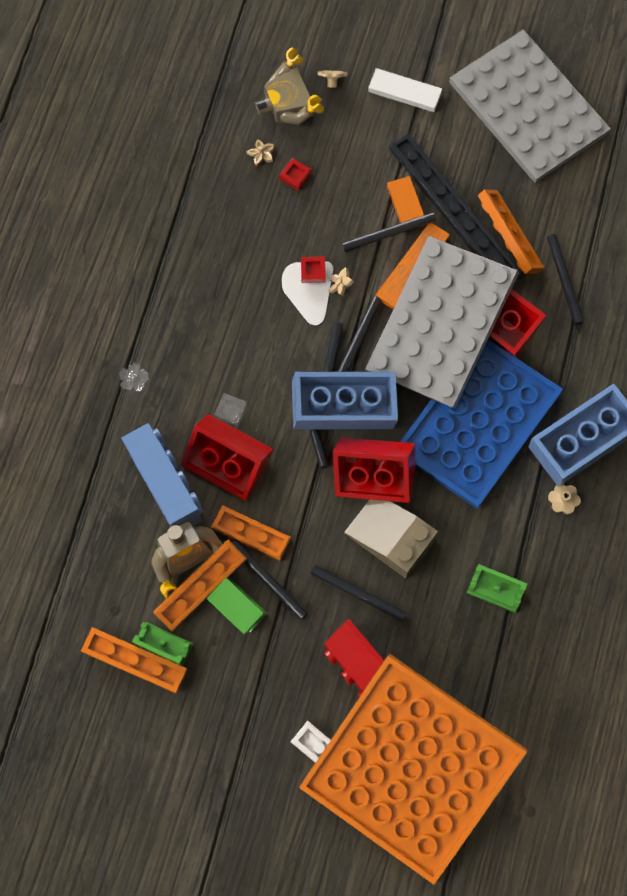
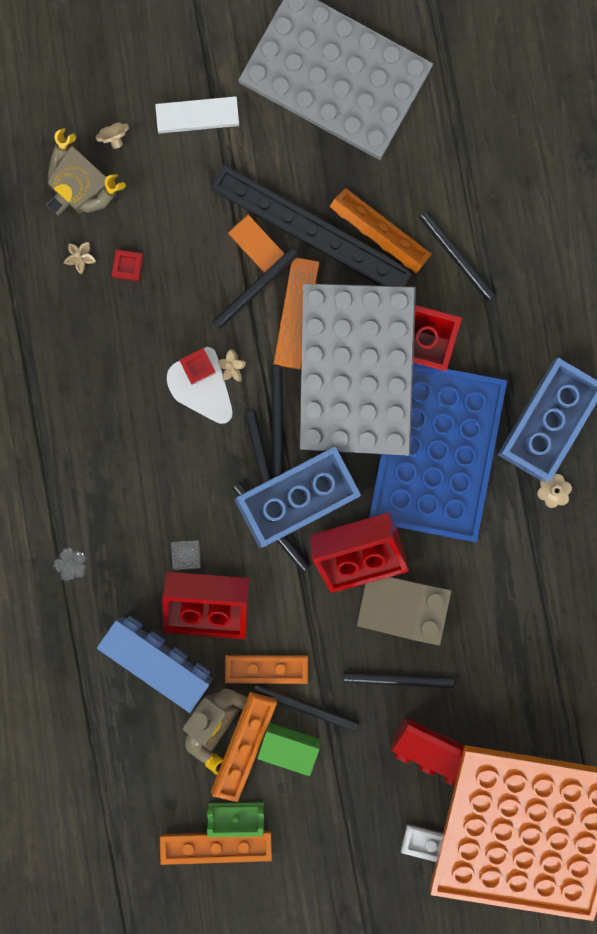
camera: 25 degrees left, 15 degrees up
(496, 588) = (529, 614): bright green hinge -> none

